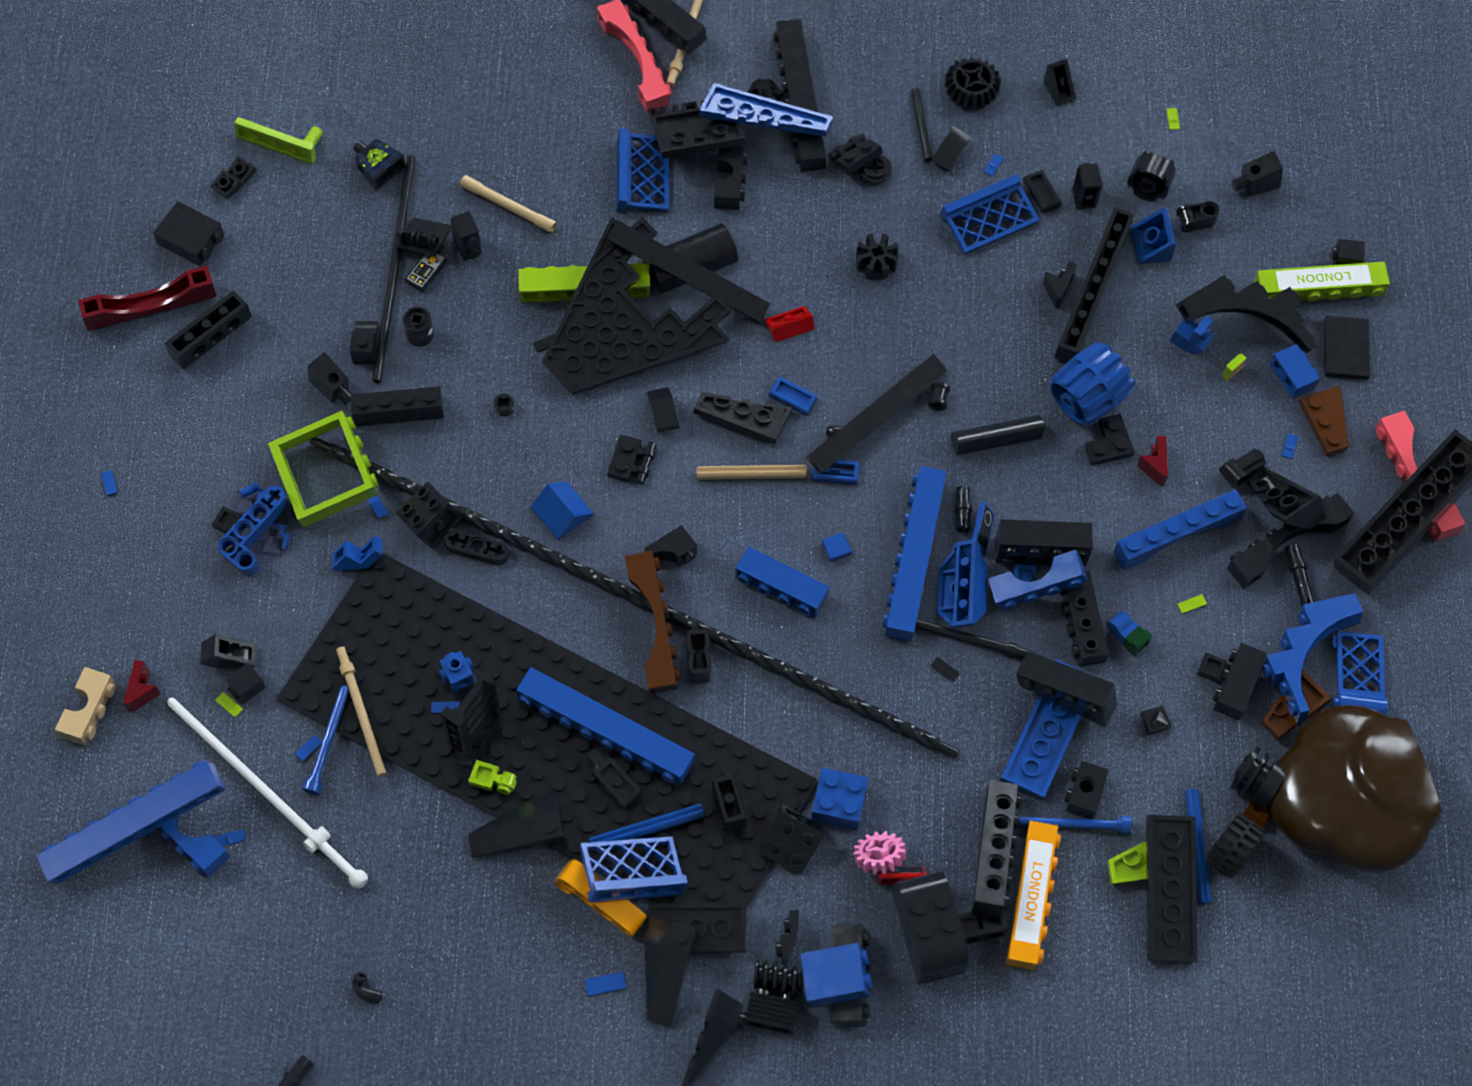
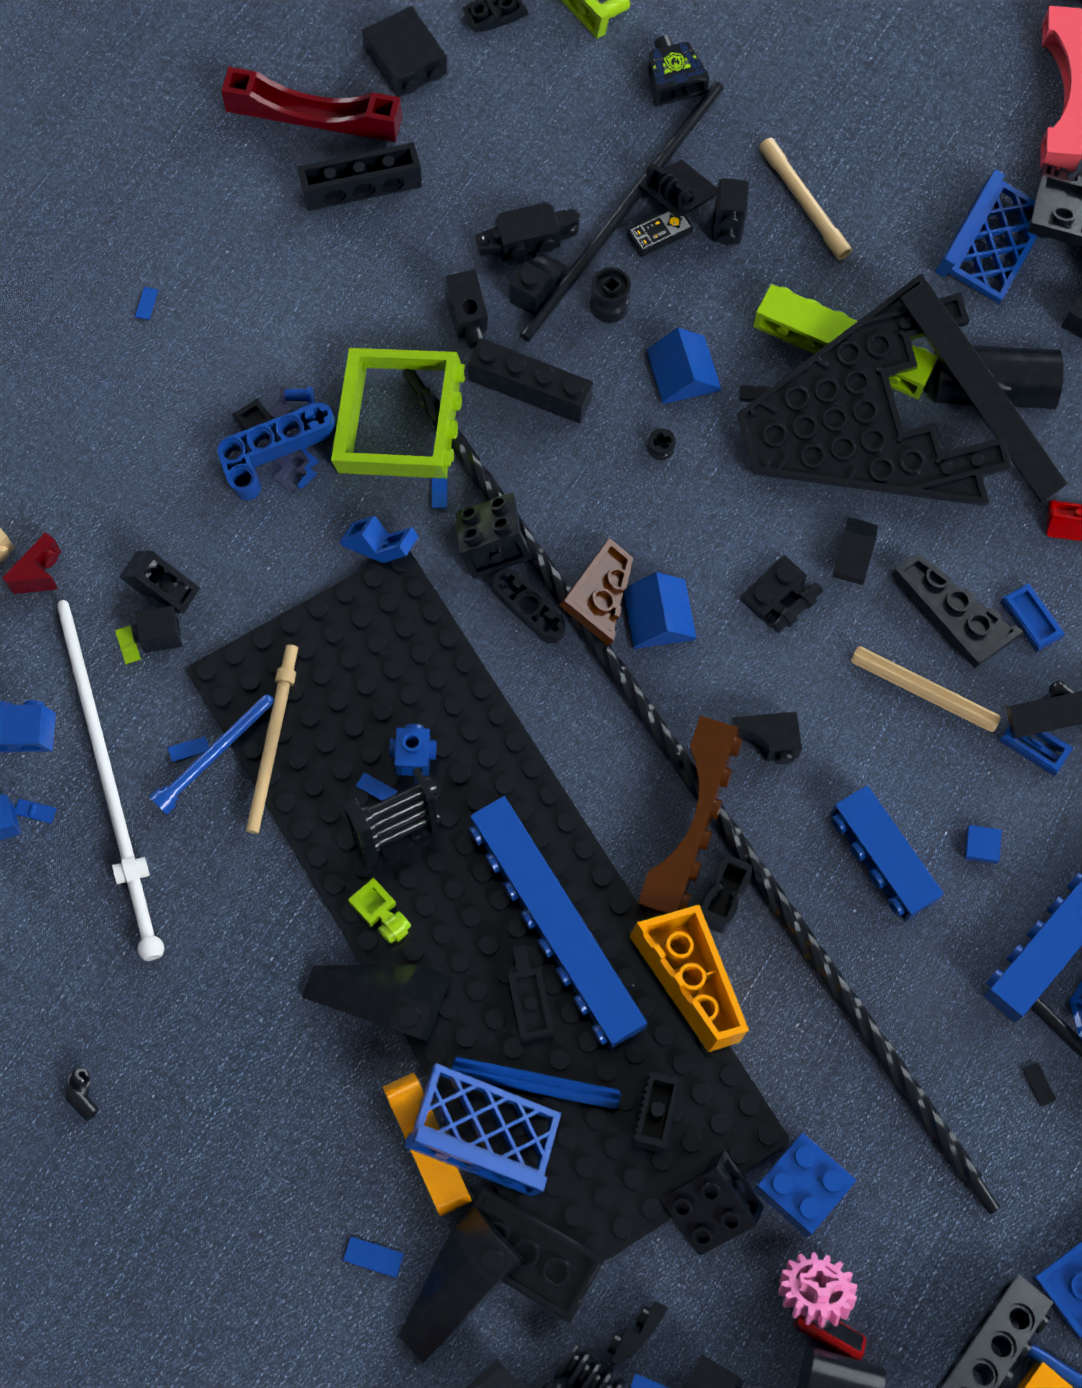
camera: 30 degrees right, 5 degrees up
(340, 312) = (528, 231): none -> black hinge
(489, 349) = (682, 366): none -> blue slope
(516, 514) = (599, 591): none -> wing
(705, 711) = (692, 973): none -> light orange wedge

